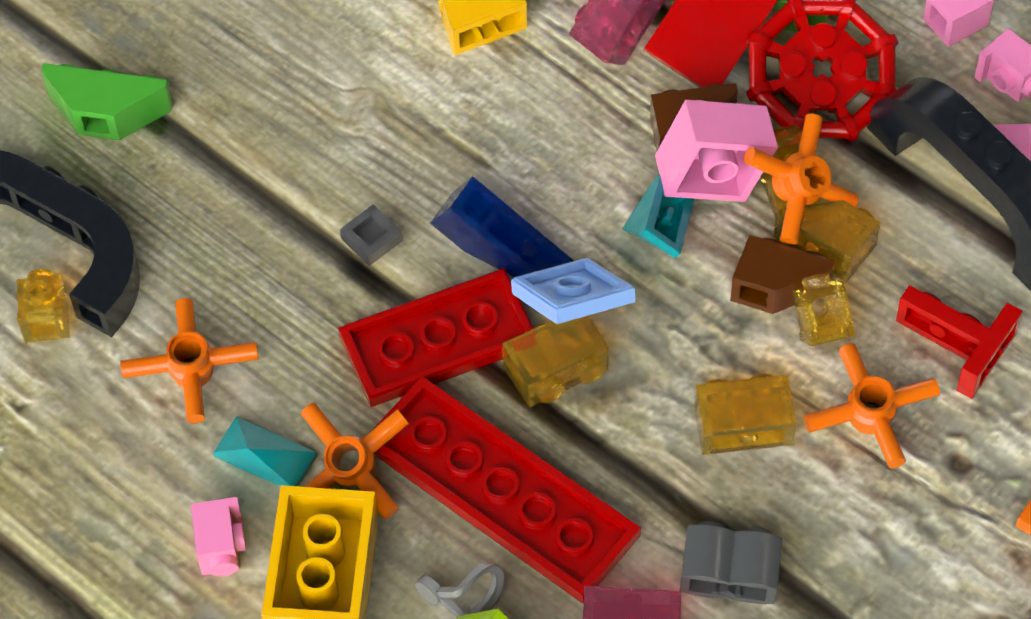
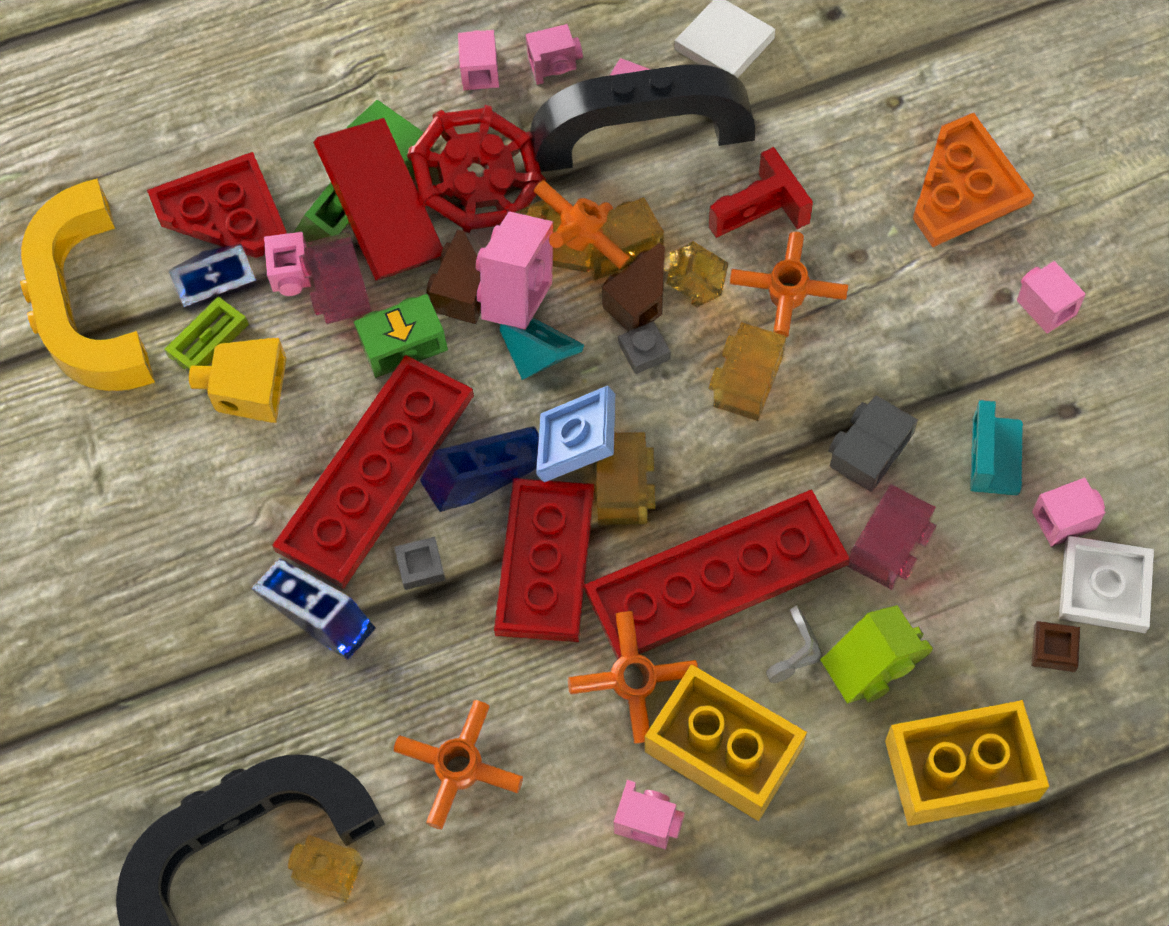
camera: 60 degrees left, 5 degrees up
(106, 101) = (138, 721): bright green slope -> none
(264, 453) = (578, 745): teal slope -> none
(277, 176) = (315, 608): none -> clear blue slope
(445, 150) = (373, 471): none -> red plate
(598, 100) = (399, 331): none -> bright green brick
(719, 313) = (644, 347): none -> flat silver plate

